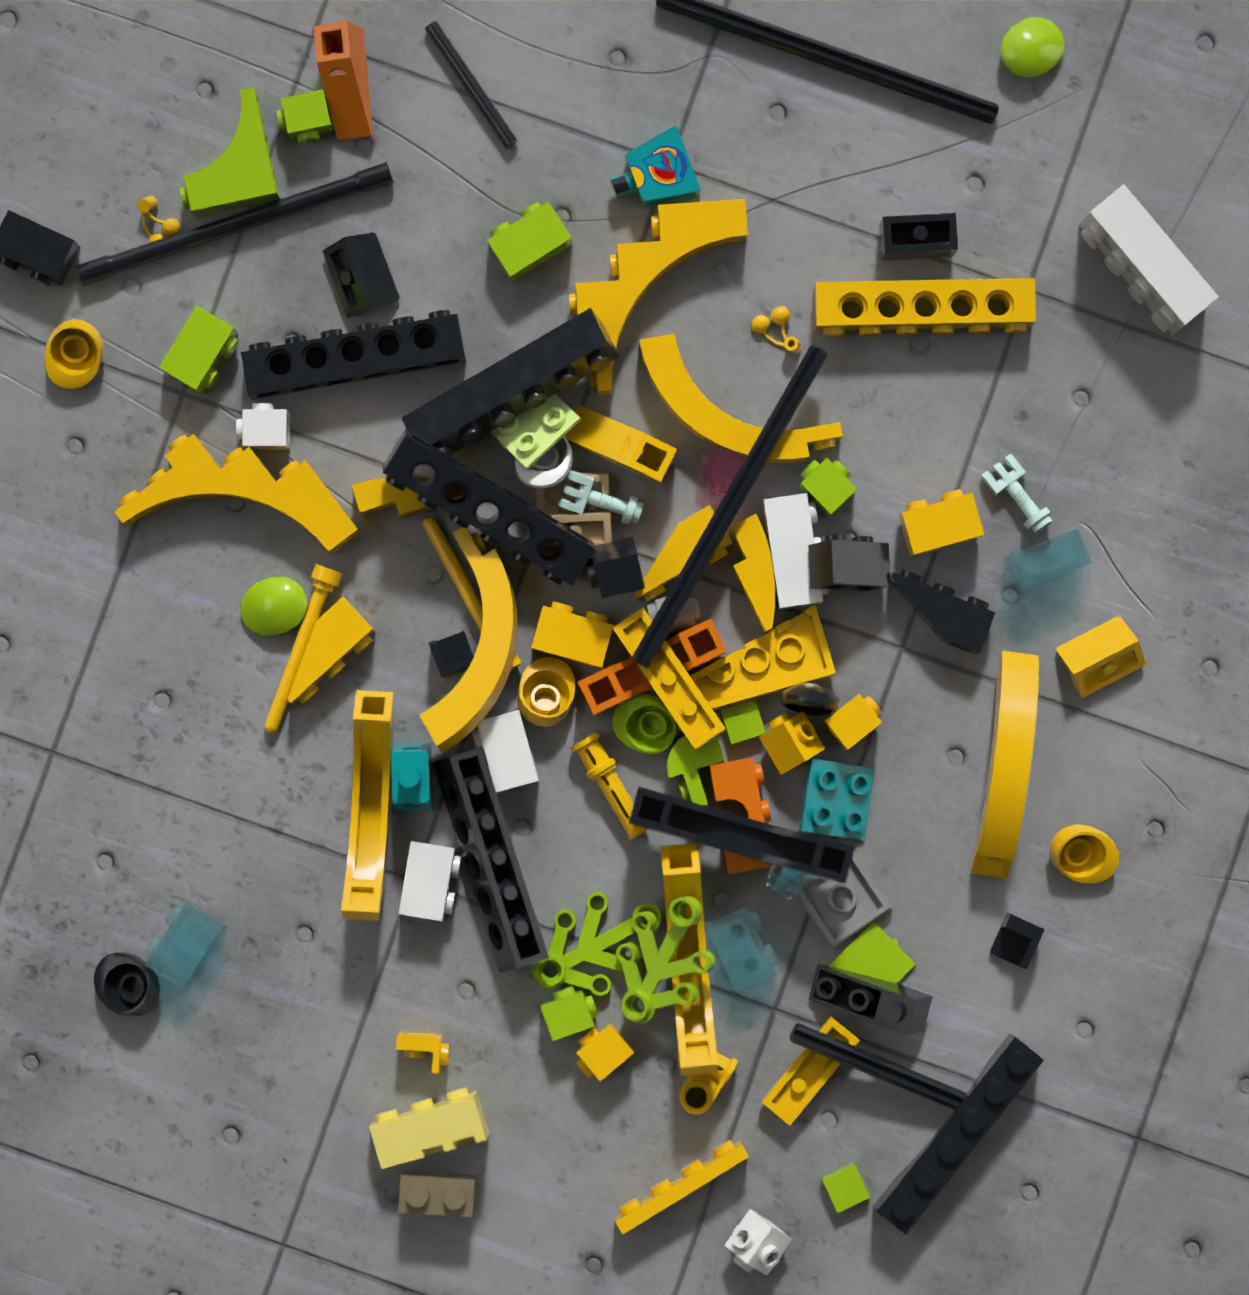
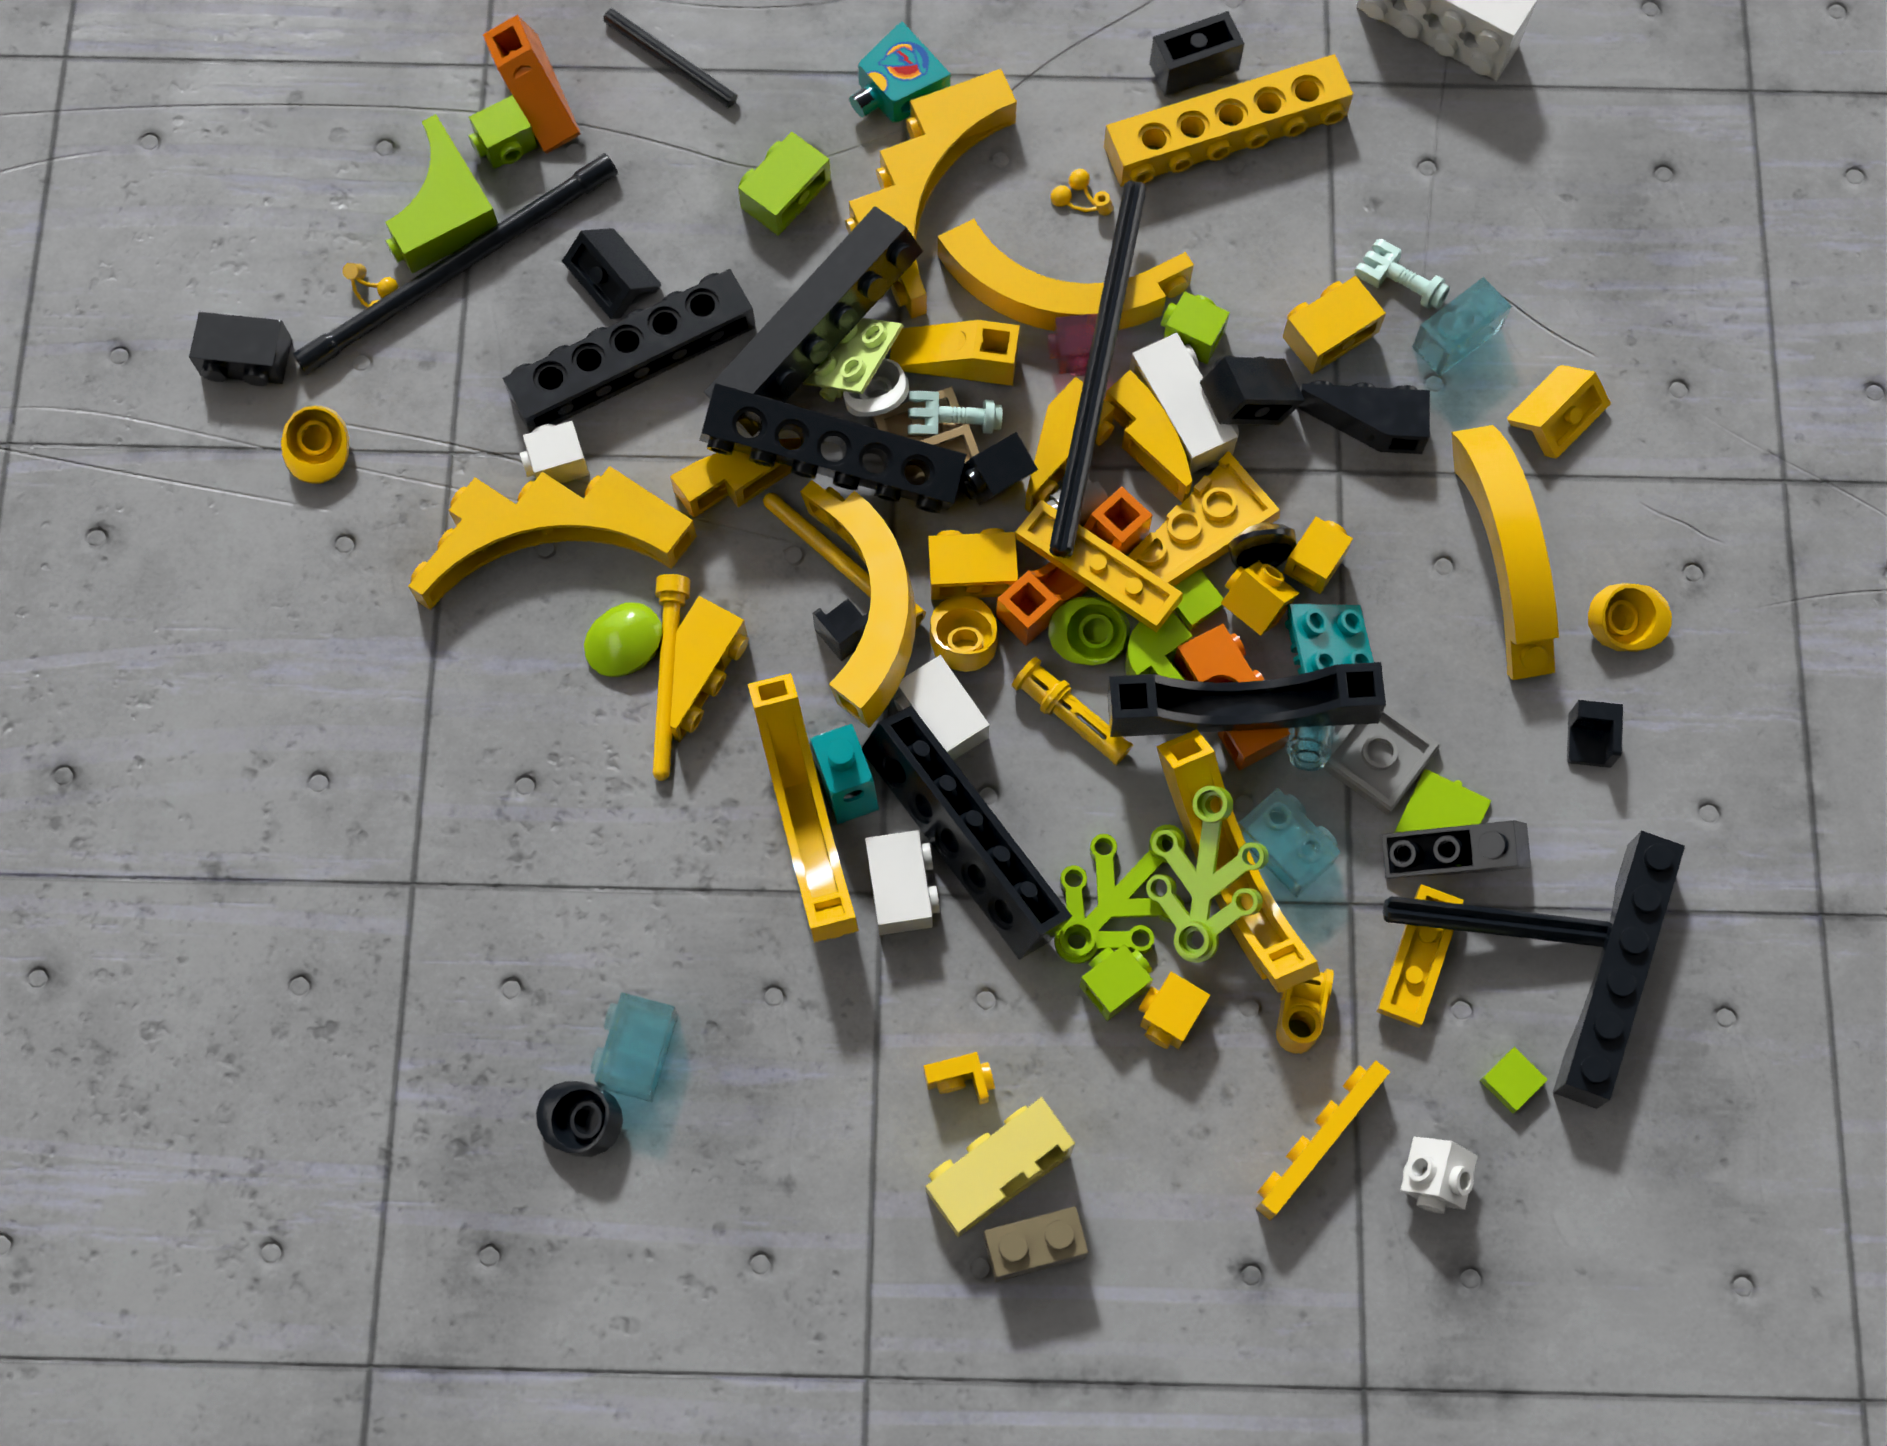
camera: 15 degrees left, 15 degrees down
(200, 350) = (456, 397): lime brick -> none

